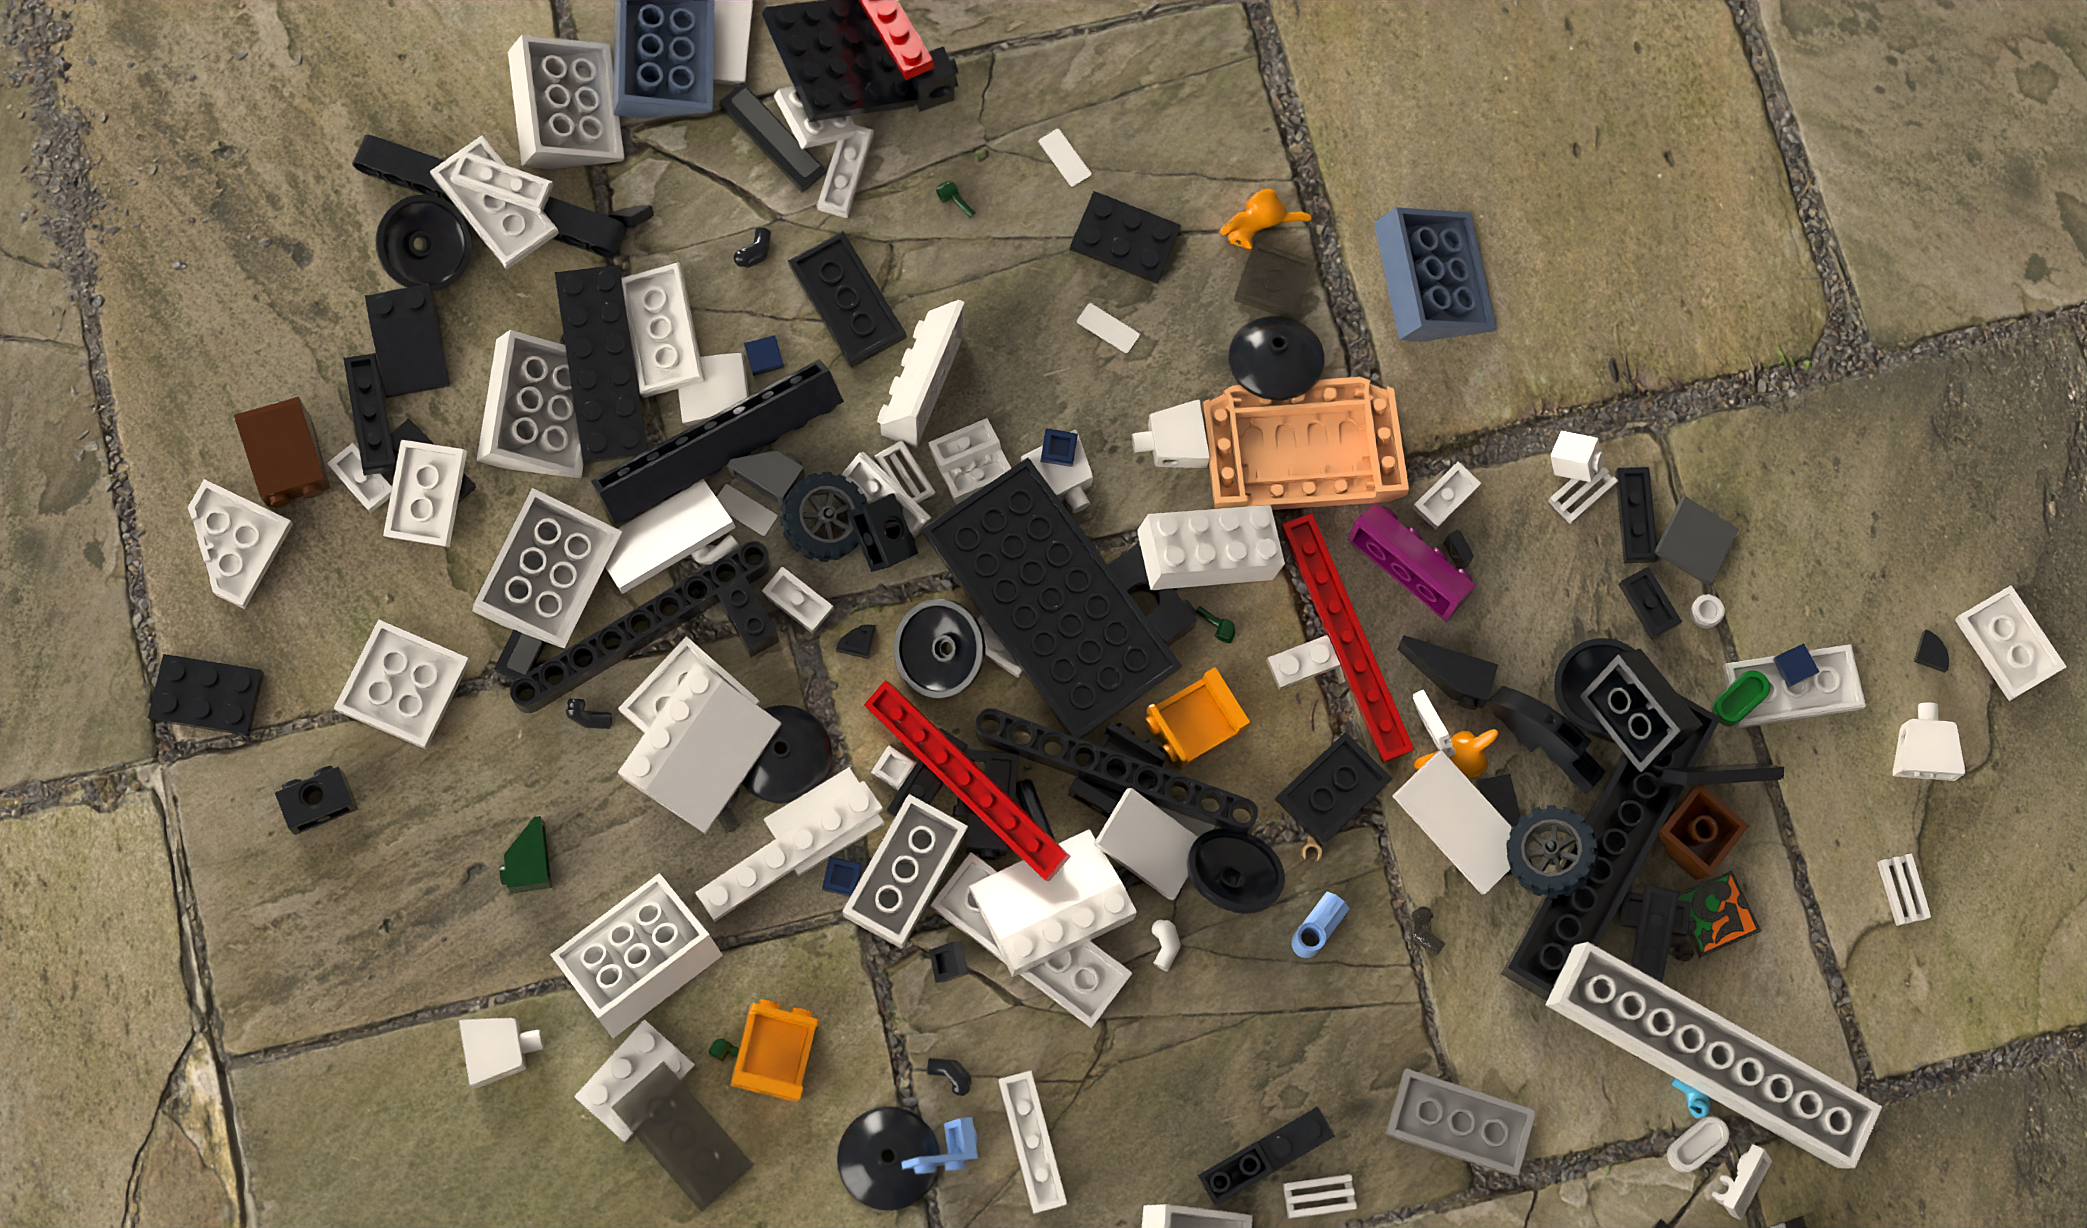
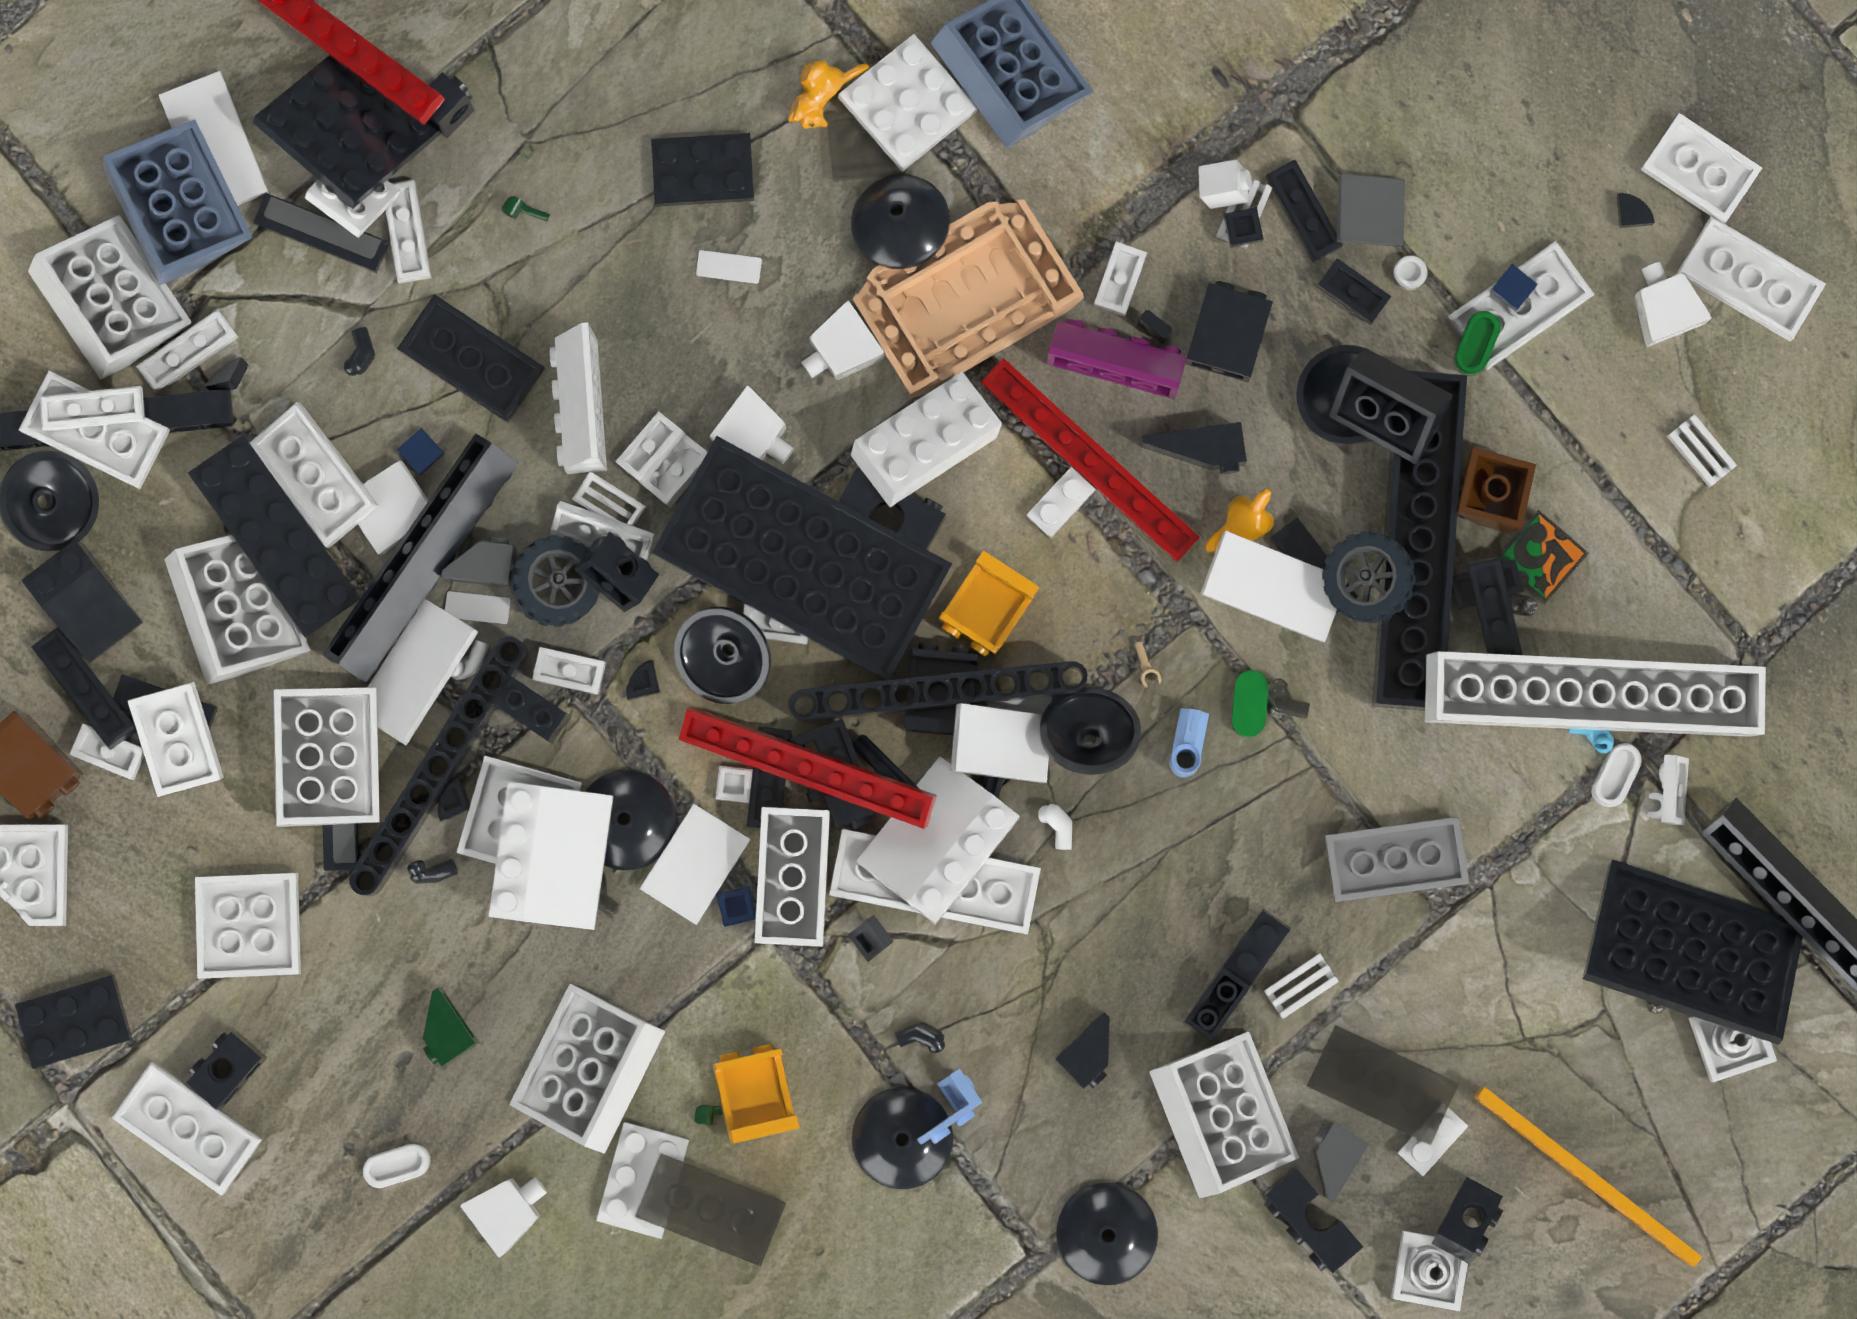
camera: 15 degrees left, 10 degrees up
(254, 836) = (186, 1128): none -> white tile
(421, 960) = (396, 1165): none -> white tile
(607, 180) = (187, 351): none -> white tile
(638, 664) = (453, 800): none -> black tile
(789, 851) = (677, 908): white plate -> none
(1032, 1142) = (1023, 1062): white plate -> none
(1058, 447) = (740, 411): dark blue tile -> none
(1064, 157) = (607, 117): white sticker -> none
(1094, 1162) = (1088, 1054): none -> black slope
(1226, 628) = (975, 507): dark green hand -> none
(1330, 263) = (908, 102): none -> white plate
(1333, 789) = (1143, 610): black plate -> none
(1390, 918) = (1249, 703): none -> green tile
(1433, 723) = (1207, 507): white tile -> none
(1522, 584) = (1229, 331): none -> black panel
(1542, 726) = (1309, 460): black slope -> none
(1576, 502) = (1243, 227): none -> black tile
(1723, 774) = (1492, 427): black tile -> none
(2014, 760) = (1751, 279): none -> white tile

